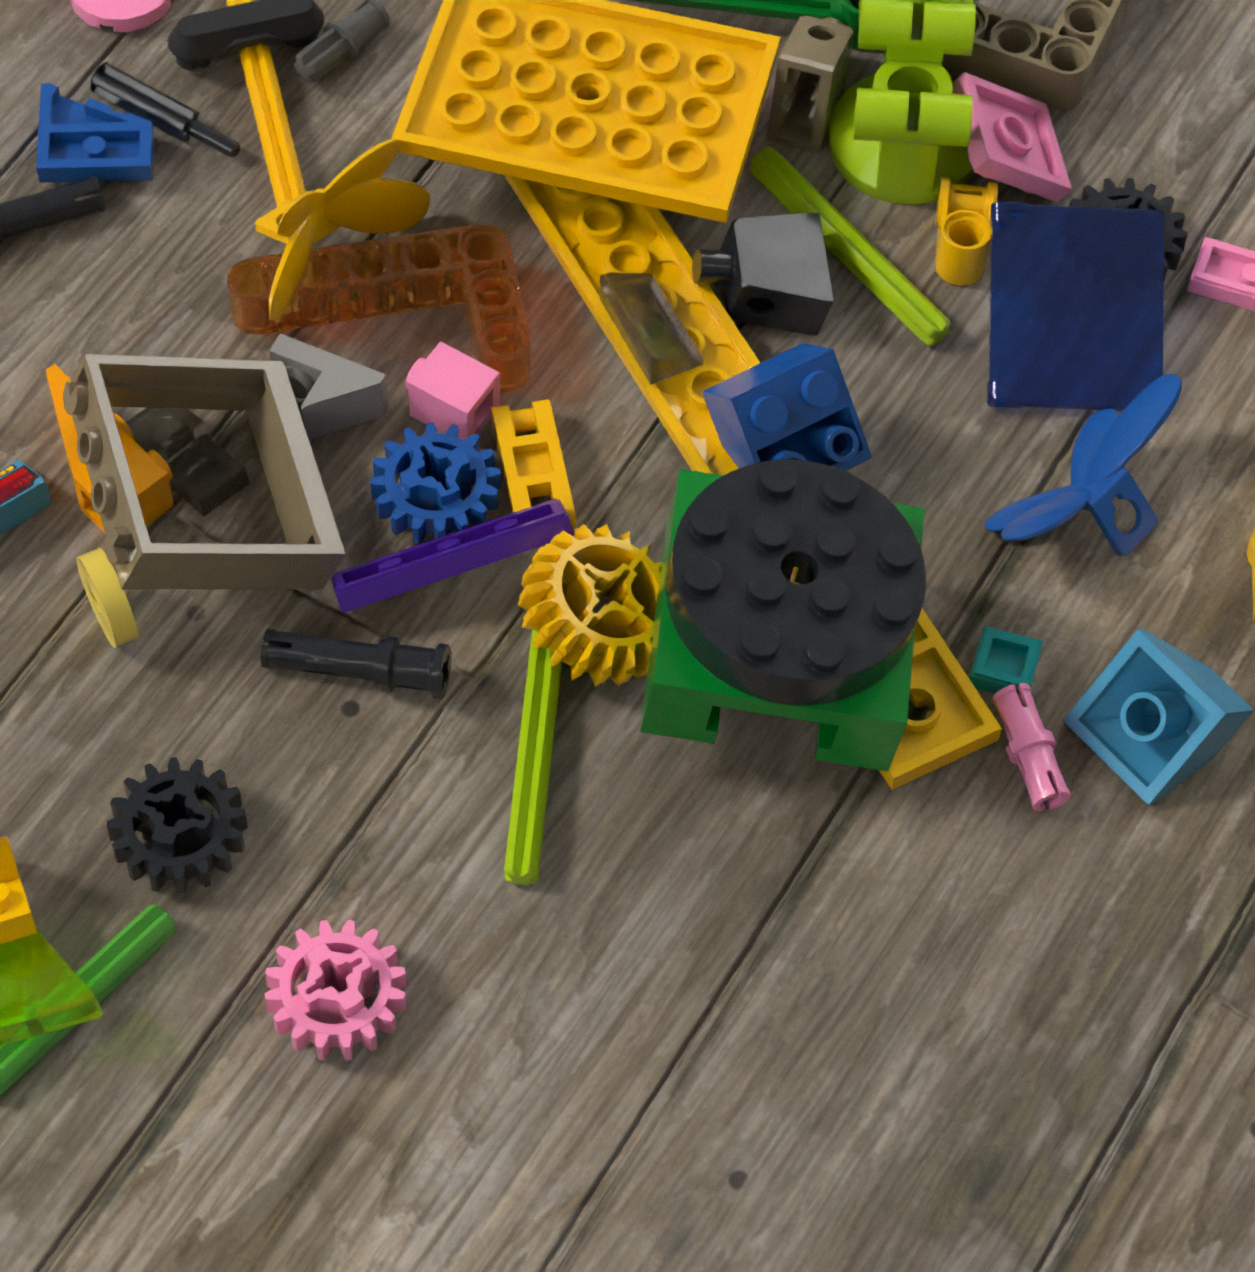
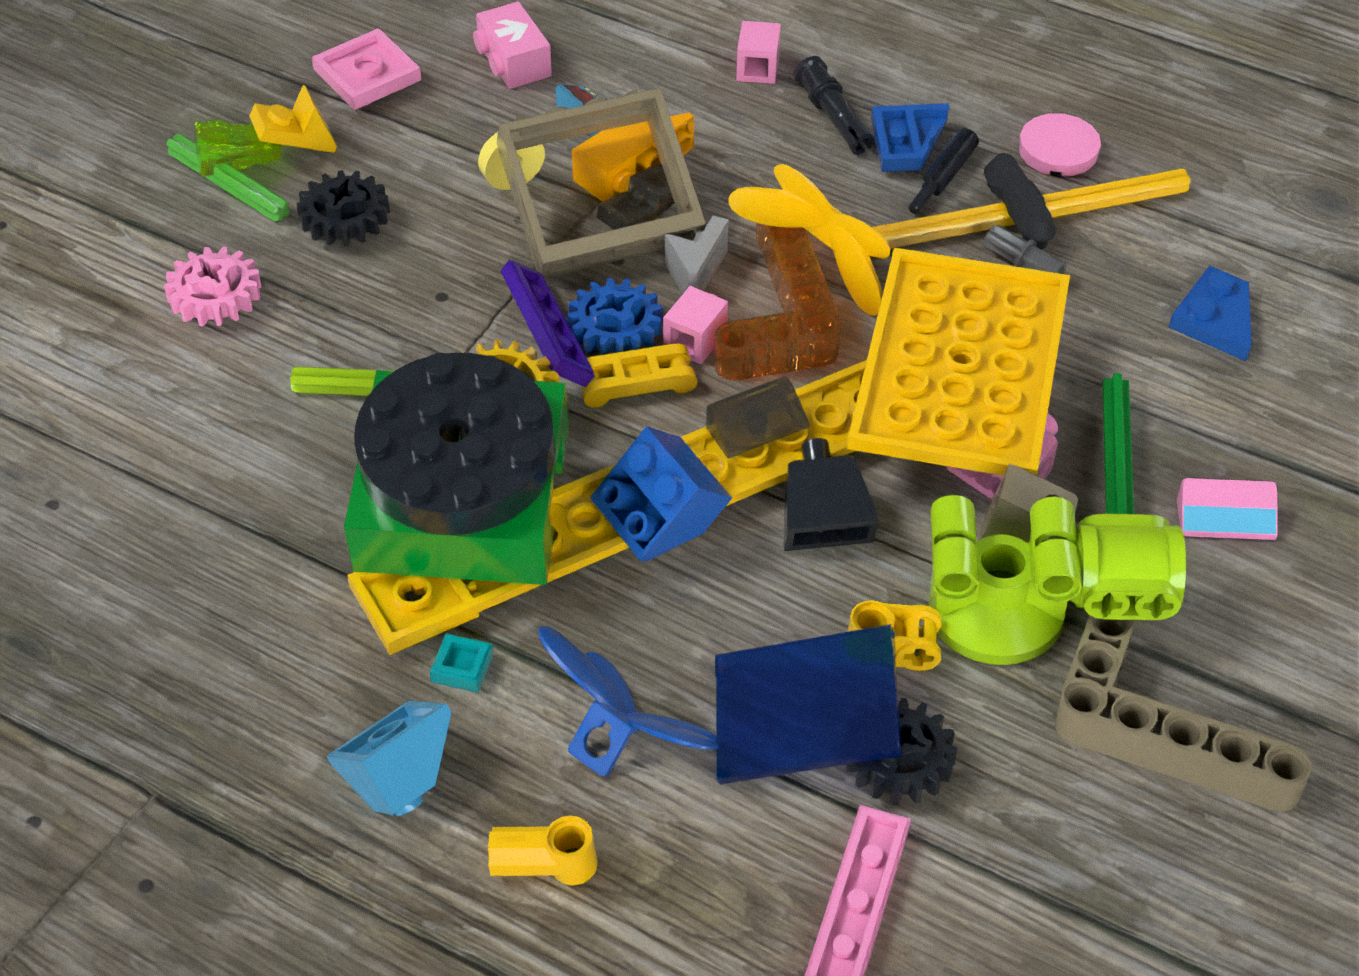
camera: 90 degrees right, 10 degrees down
(384, 663) = (465, 299): black pin -> none
(852, 247) = (855, 573): lime axle -> none
(1013, 139) = (988, 660): bright pink plate -> none
(1031, 747) = (377, 670): bright pink pin -> none

